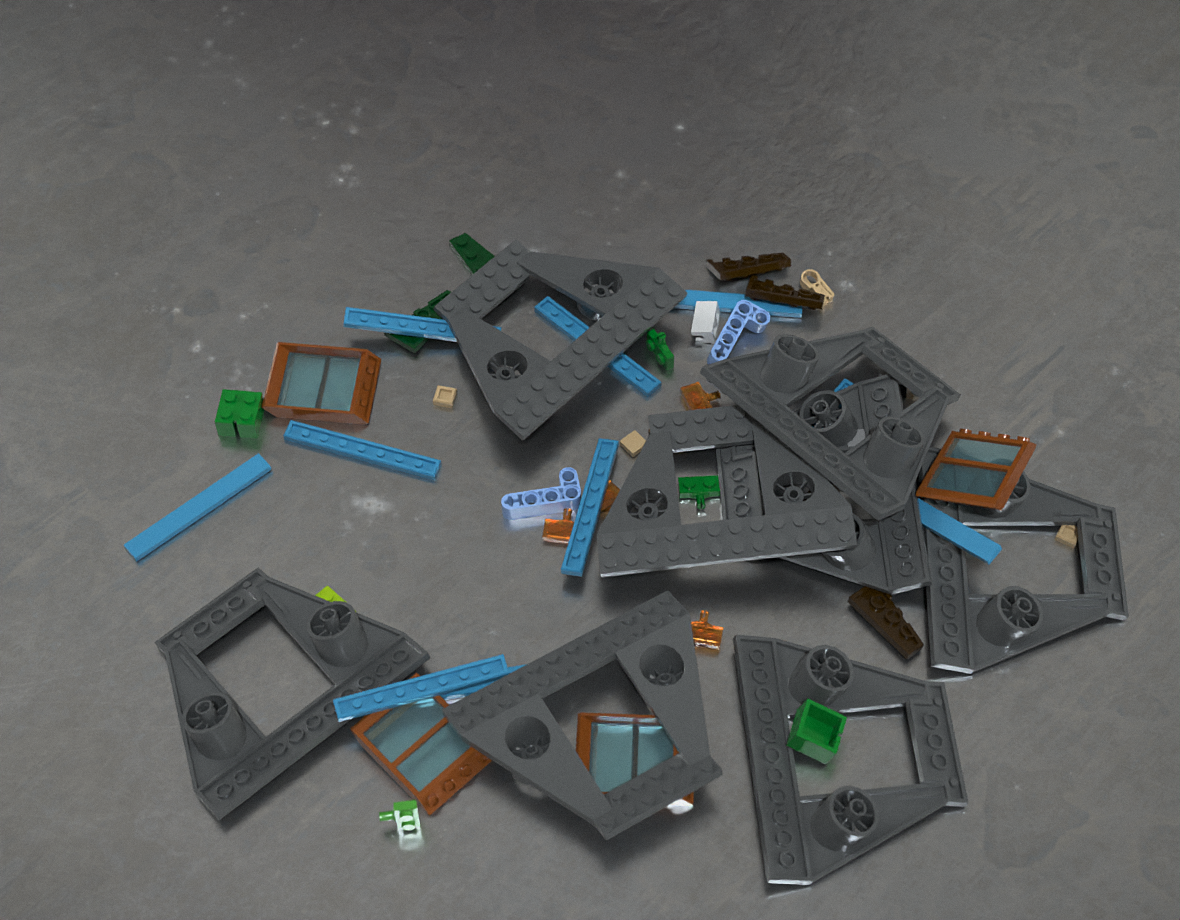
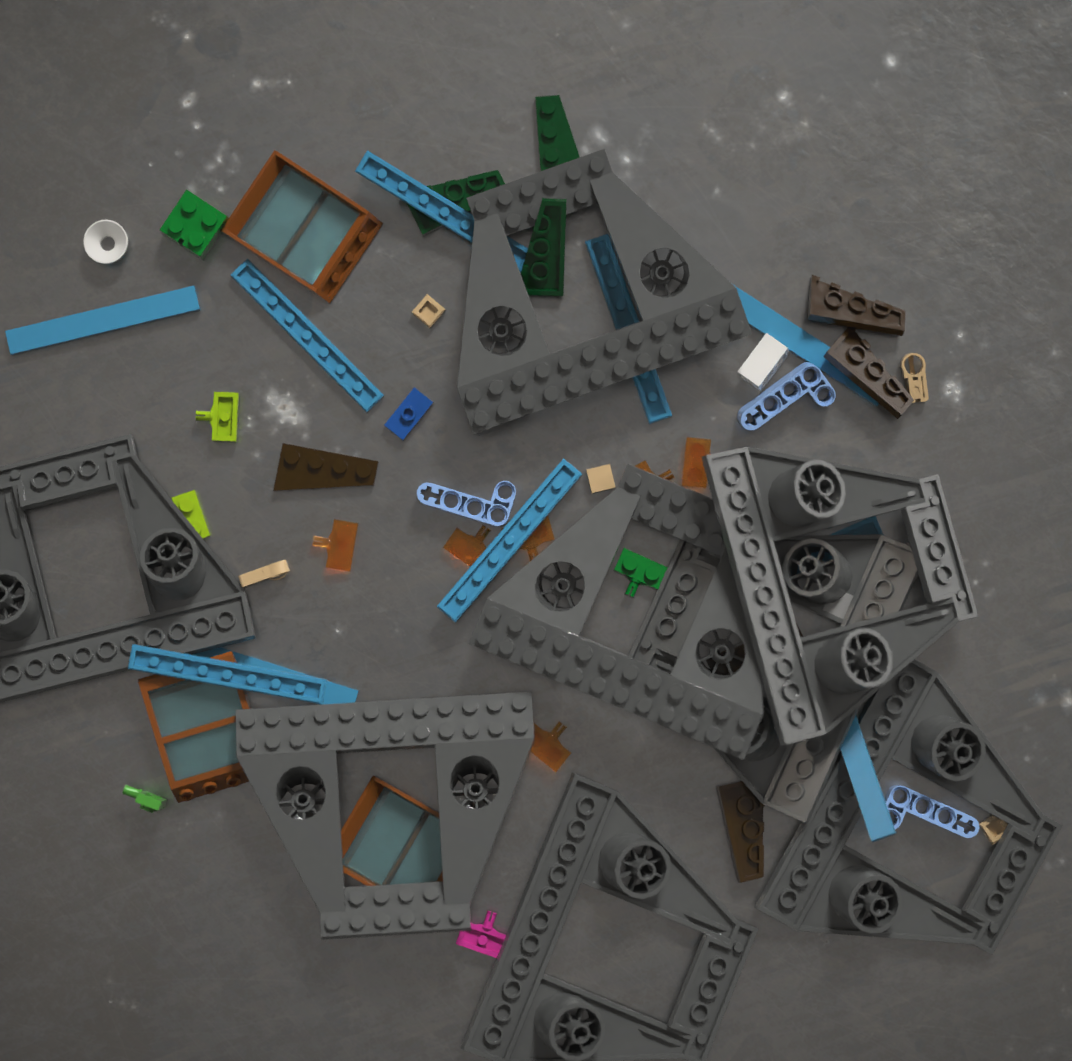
camera: 25 degrees right, 30 degrees up
(176, 445) = (95, 235): none -> white piece
(324, 526) = (222, 416): none -> lime plate
(412, 531) = (317, 469): none -> dark brown wing
(413, 614) = (264, 573): none -> tan piece
(461, 572) = (339, 545): none -> clear orange plate
(466, 465) = (408, 414): none -> blue plate
(509, 312) = (545, 255): none -> dark green wing
(657, 344) = (691, 385): green plate -> none
(733, 794) = (482, 937): none -> dark pink plate
(816, 731) = (593, 916): green piece -> none
(977, 469) = (932, 722): window -> none
(1041, 541) = (931, 814): none -> light blue beam

